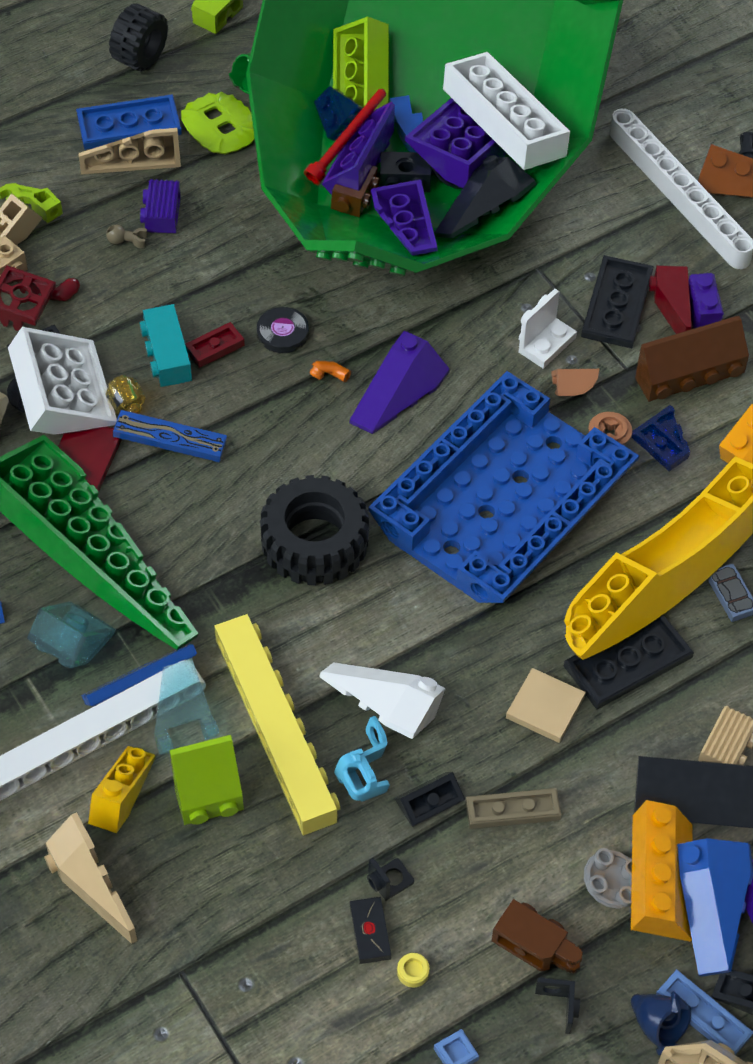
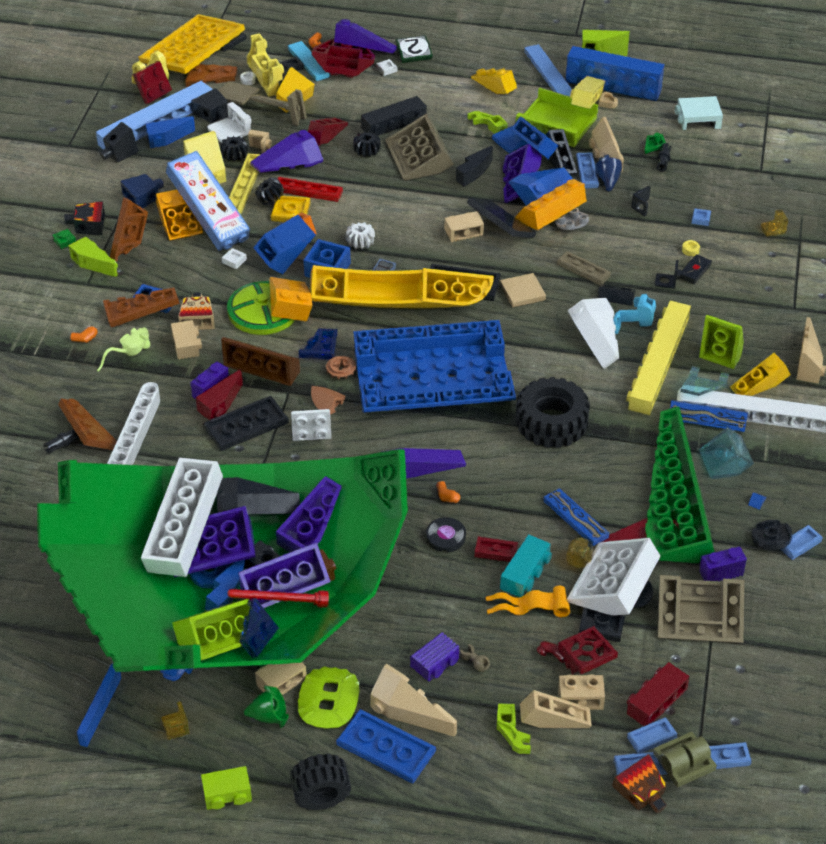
camera: 135 degrees left, 10 degrees down
(120, 320) = (534, 599): none -> light orange flag
(535, 939) = (630, 222): reddish brown hinge -> none

